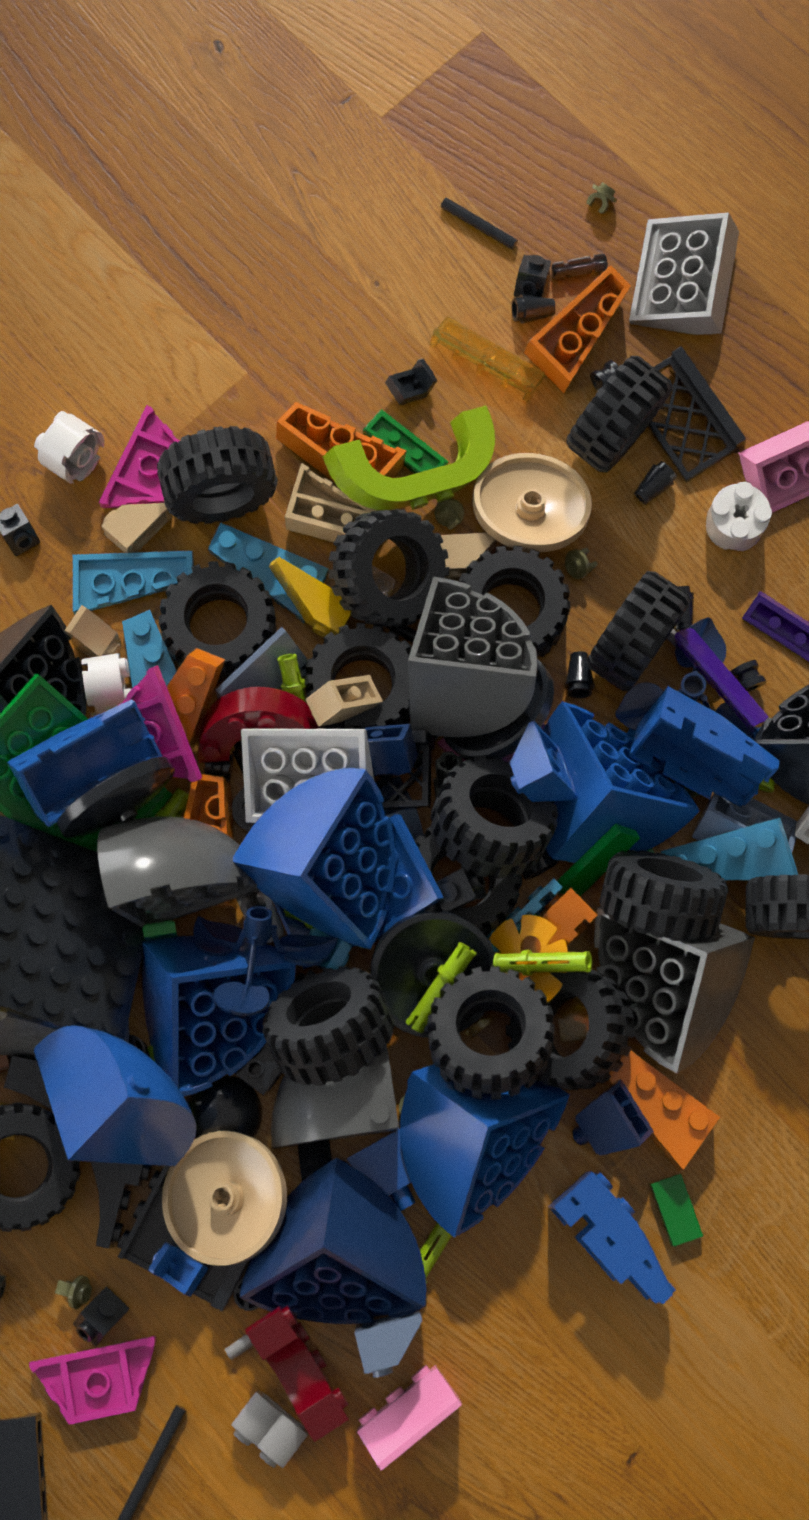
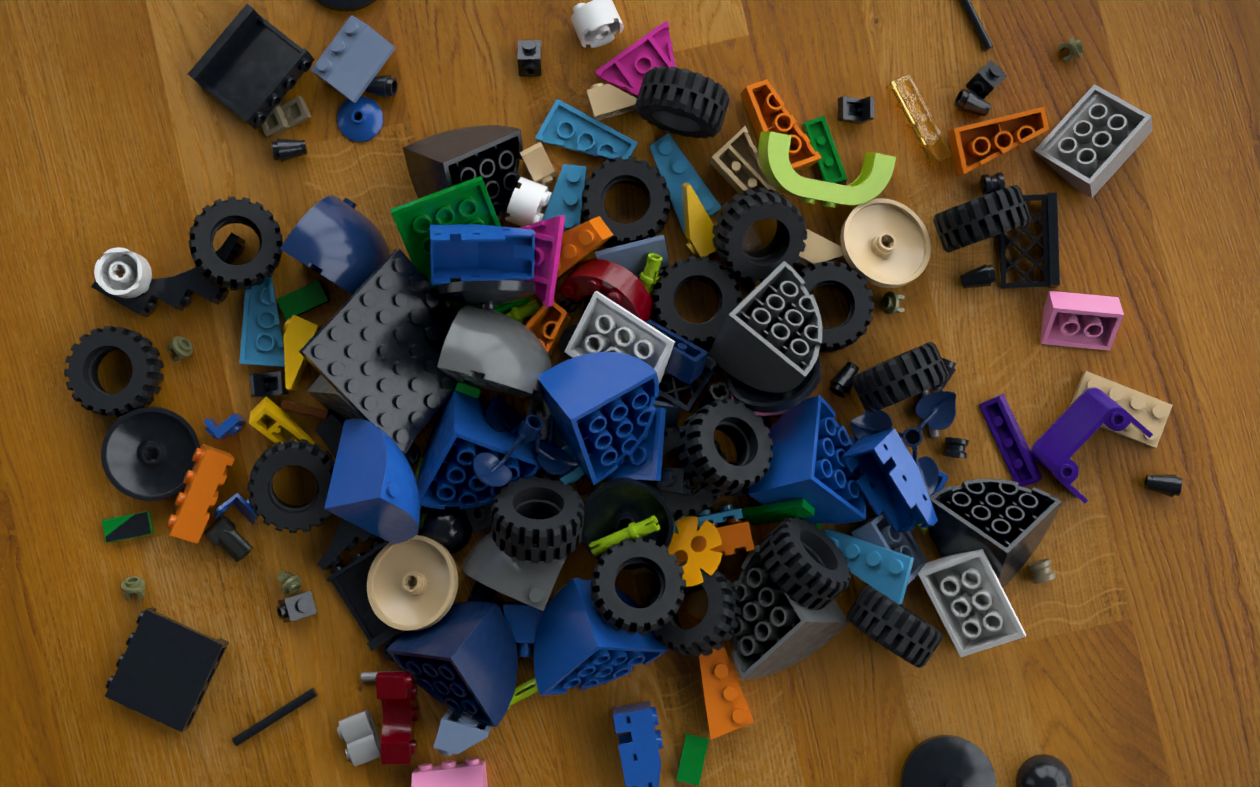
camera: 30 degrees right, 10 degrees up
(97, 1380) = (273, 644): dark pink wing -> none
(177, 1268) = (359, 608): blue bracket -> none
(343, 699) = (674, 309): tan slope -> none
(449, 513) = (825, 217): olive plate -> none
(540, 768) = (775, 434): blue slope -> none
(577, 962) = (688, 553): lime pin -> none
(579, 266) = (1024, 91): axle -> none
(612, 1122) = (684, 683): dark blue torso -> none
(720, 679) = (936, 440): dark purple slope -> none
(752, 512) = (1032, 332): white brick -> none

